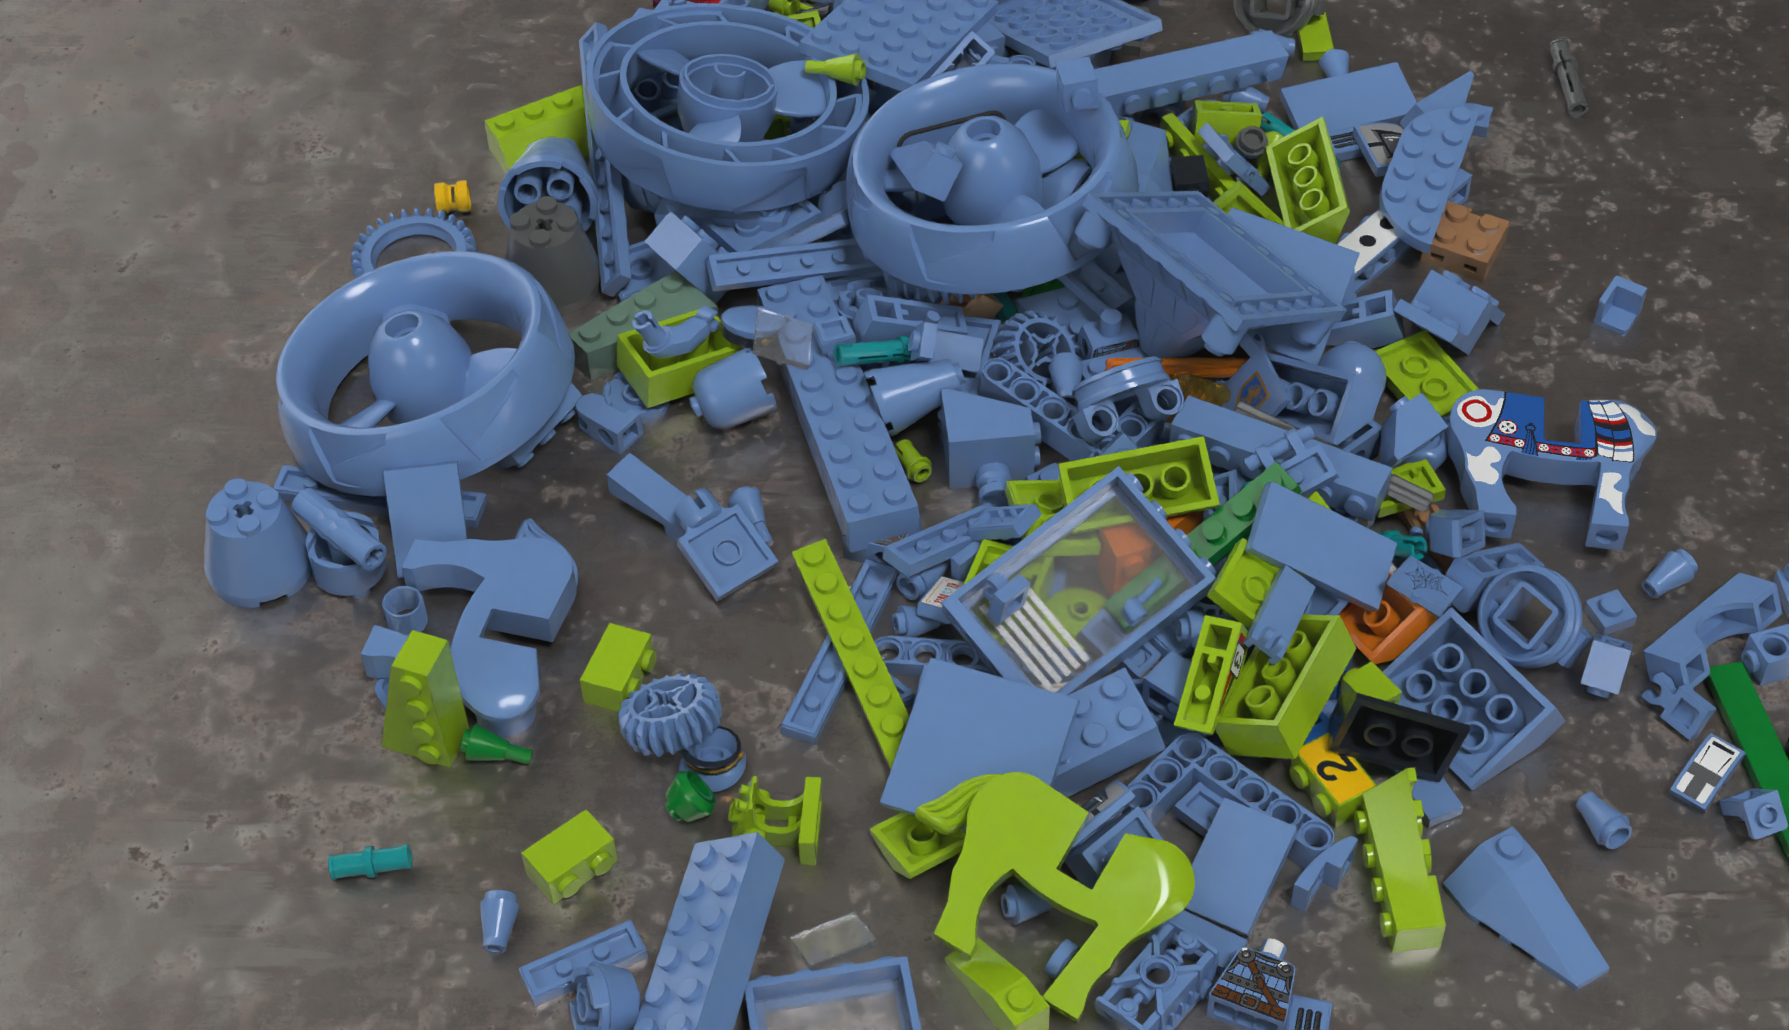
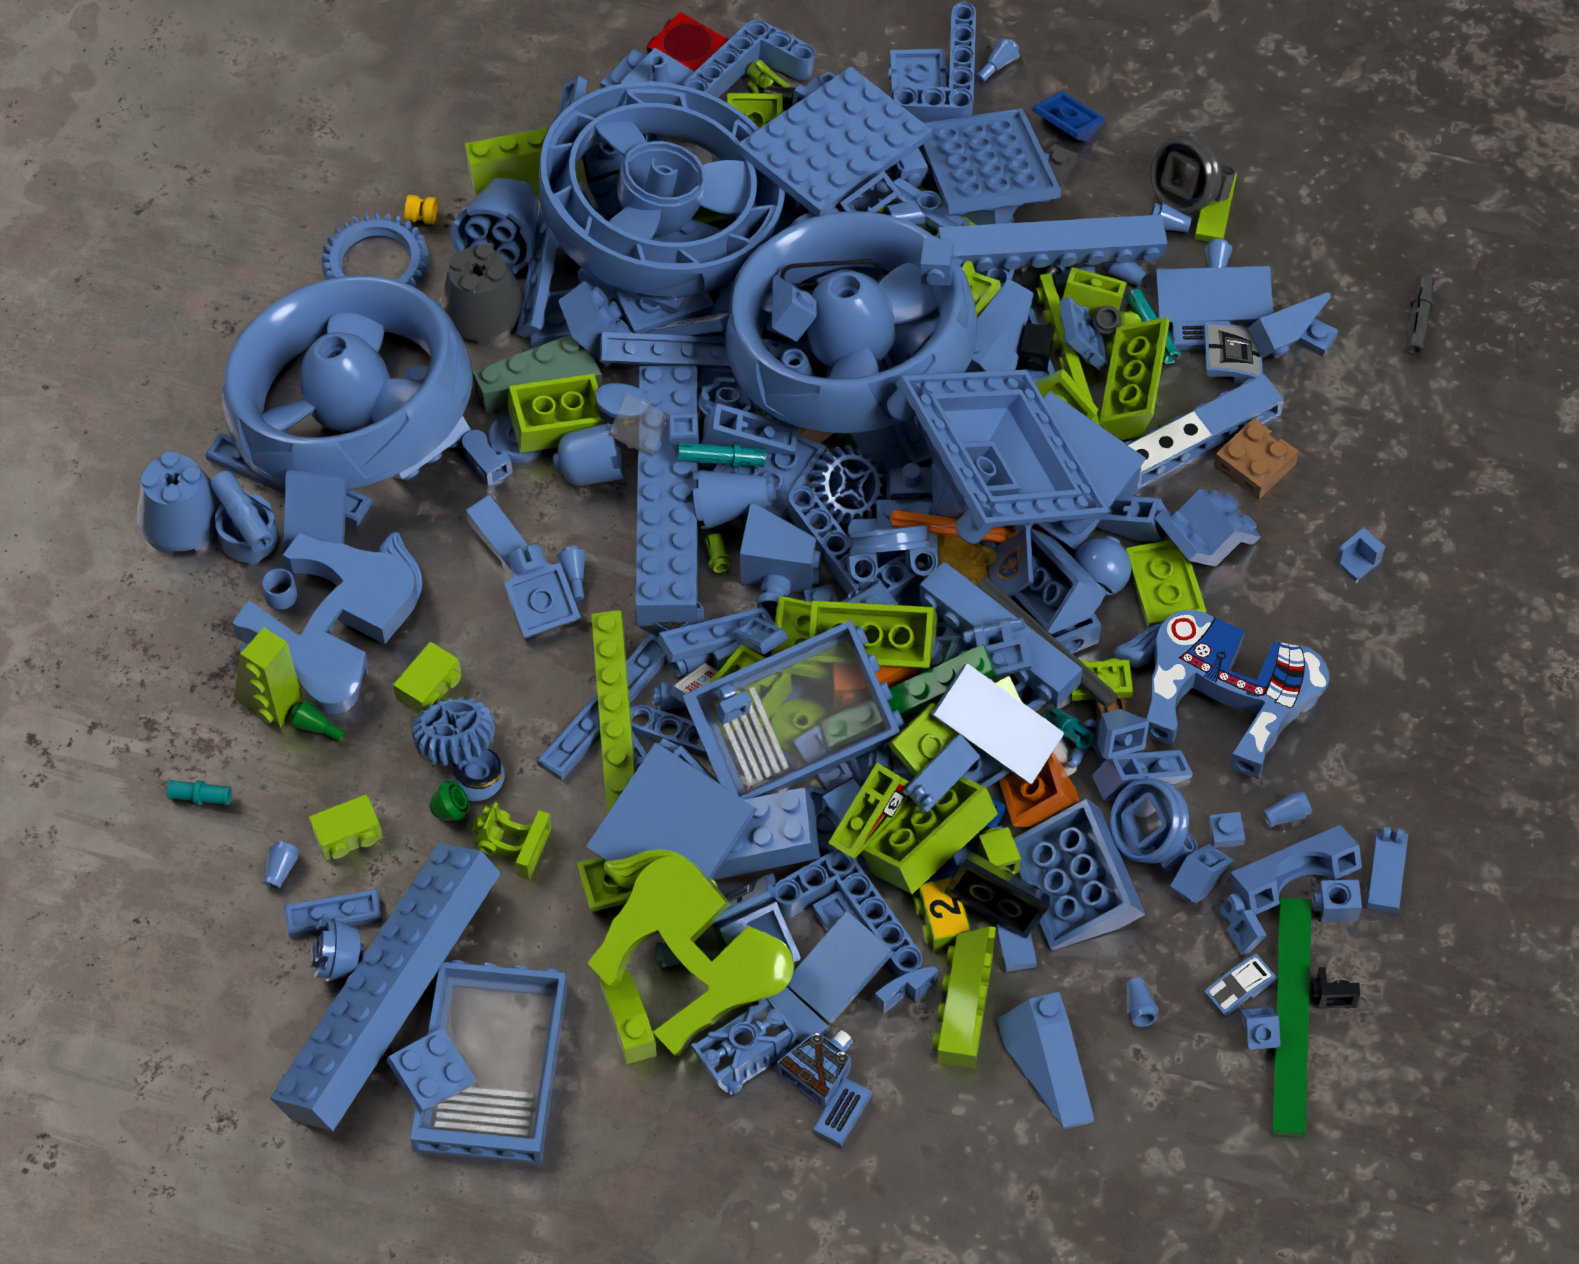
camera: 15 degrees right, 10 degrees up
(675, 340) = (554, 405): medium blue arm -> none
(833, 941) = (519, 946): clear piece -> none
(844, 68) = (768, 181): lime cone -> none
(932, 345) = (763, 462): medium blue bracket -> none
(1061, 958) = (681, 1002): medium blue tile -> none
(1065, 374) = (860, 512): medium blue cone -> none
(1133, 610) = (827, 740): medium blue hand -> none
(1409, 429) = (1117, 634): medium blue slope -> none
(1425, 173) = (1241, 388): medium blue plate -> none
(1425, 585) = (1074, 774): medium blue piece -> none

